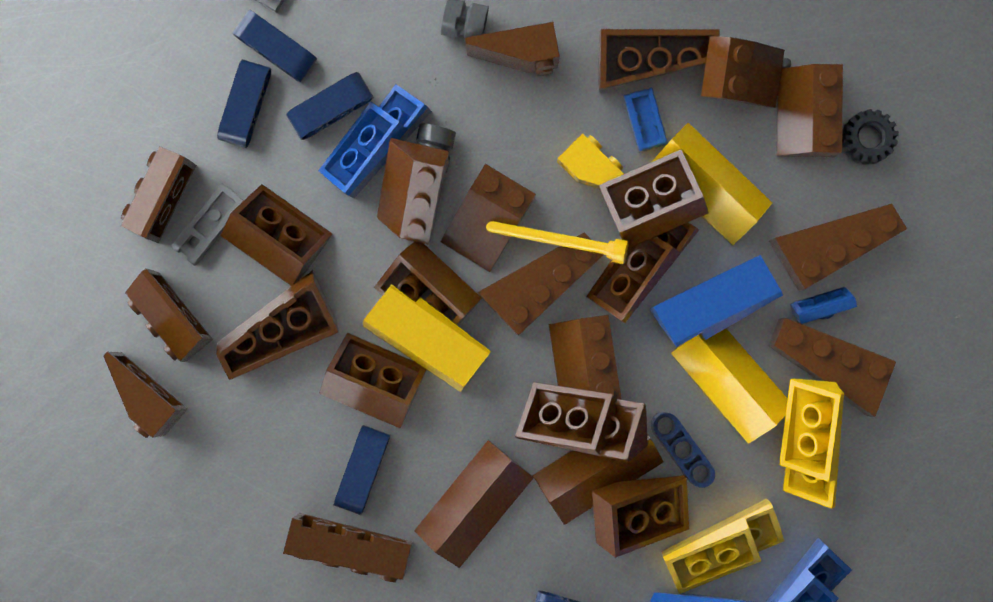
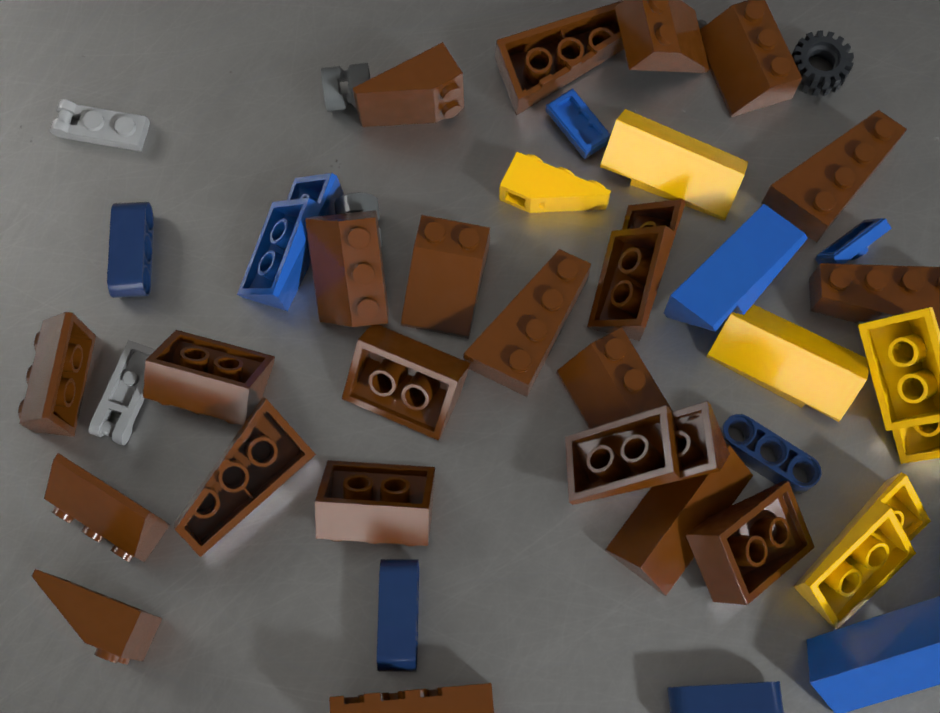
camera: 20 degrees left, 15 degrees down
(274, 45) = (147, 180): dark blue beam -> none
(329, 106) = (227, 220): dark blue beam -> none
(426, 337) = (421, 428): yellow slope -> none
(473, 504) = (549, 608): reddish brown slope -> none
(613, 250) = (601, 250): yellow piece -> none
(654, 198) = (623, 186): reddish brown slope -> none

